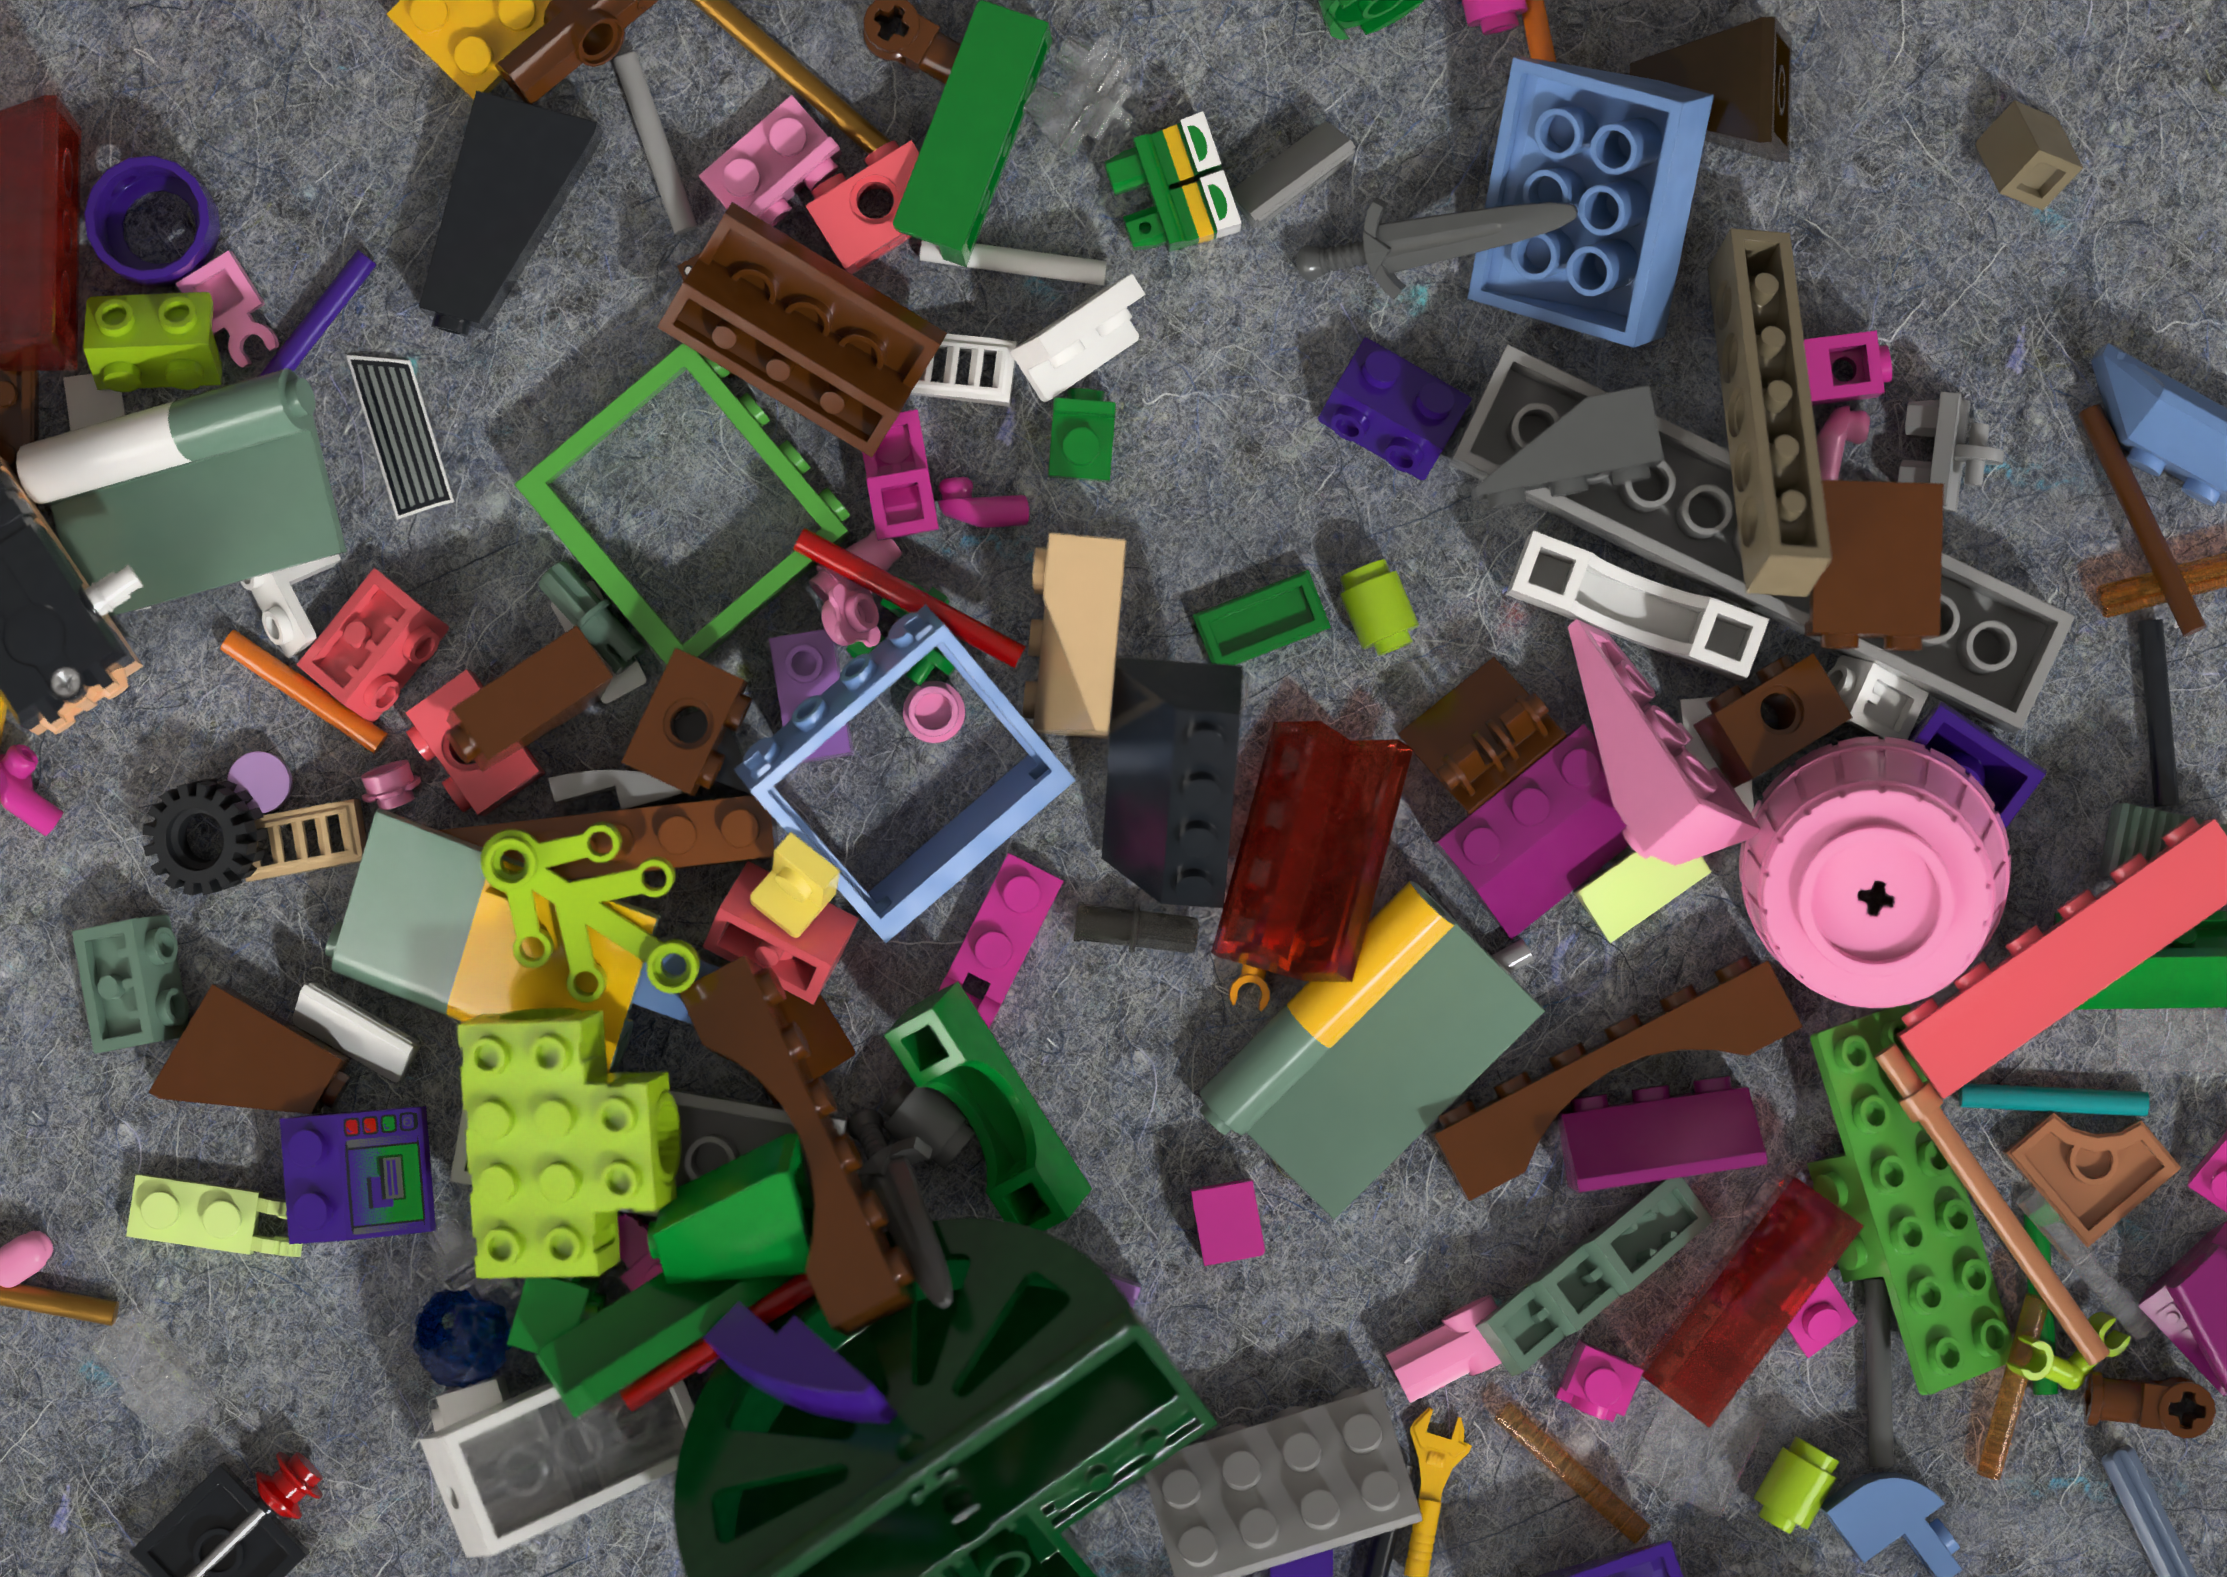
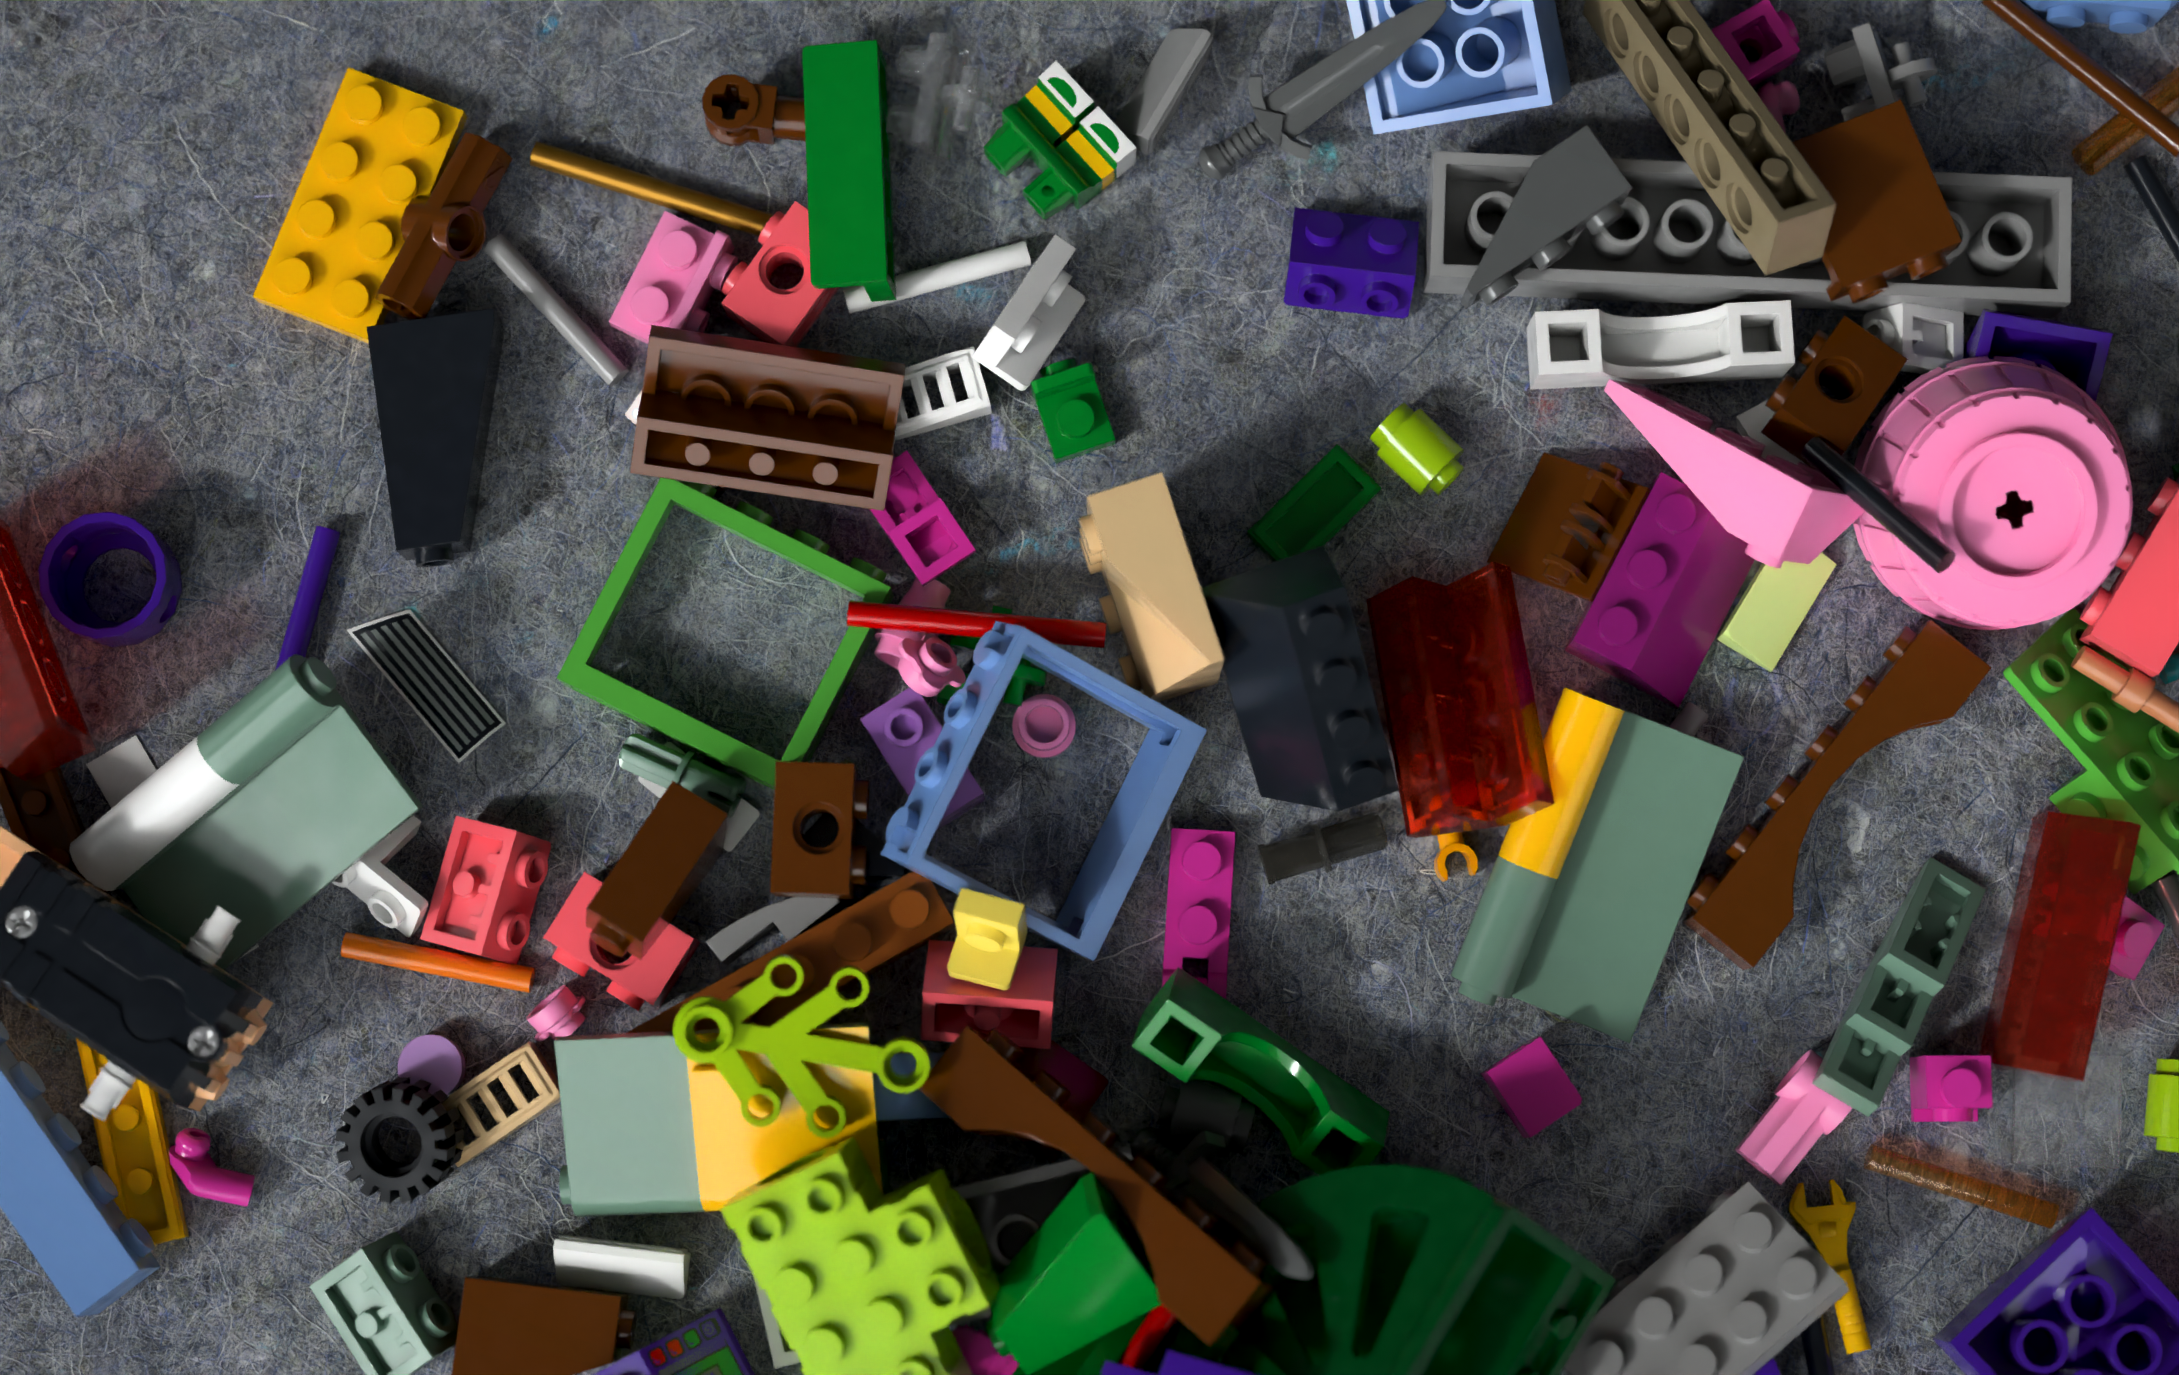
camera: 20 degrees left, 5 degrees down
(151, 341) = (155, 692): lime bracket -> none
(233, 303) = (211, 624): bright pink plate -> none
(981, 511) = (1008, 519): dark pink arm -> none
(1660, 1135) = (1904, 828): magenta slope -> none
(1757, 841) = (1878, 504): none -> black bar

